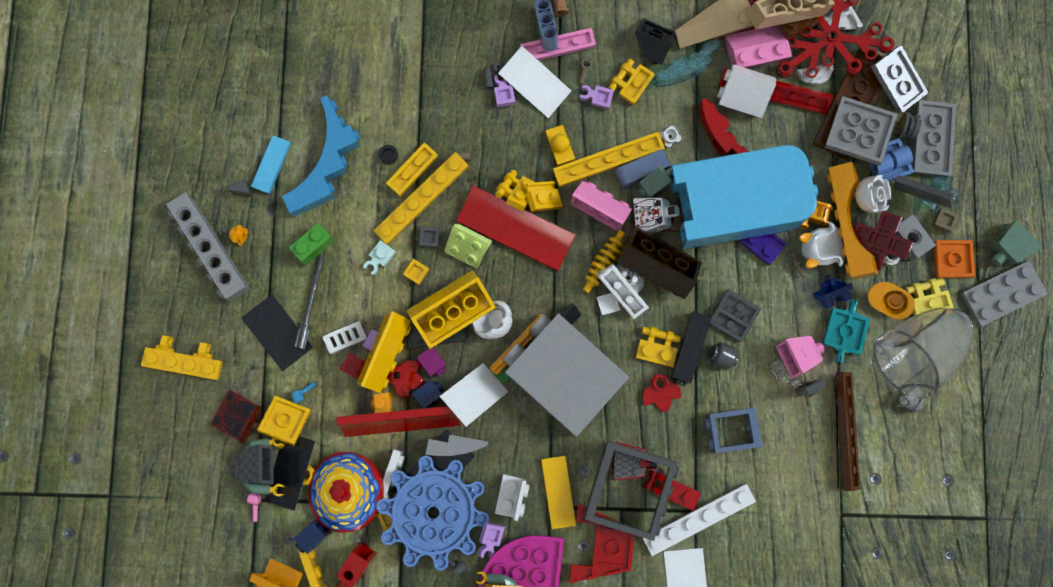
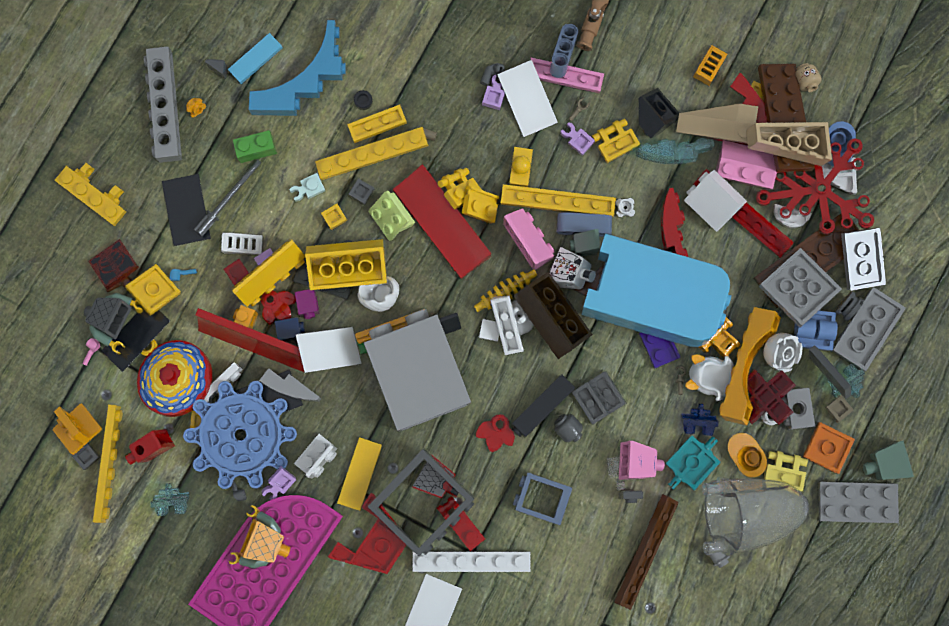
camera: 30 degrees right, 0 degrees up
(311, 537) = (125, 401): dark blue slope -> none
(657, 352) = (510, 395): yellow plate -> none

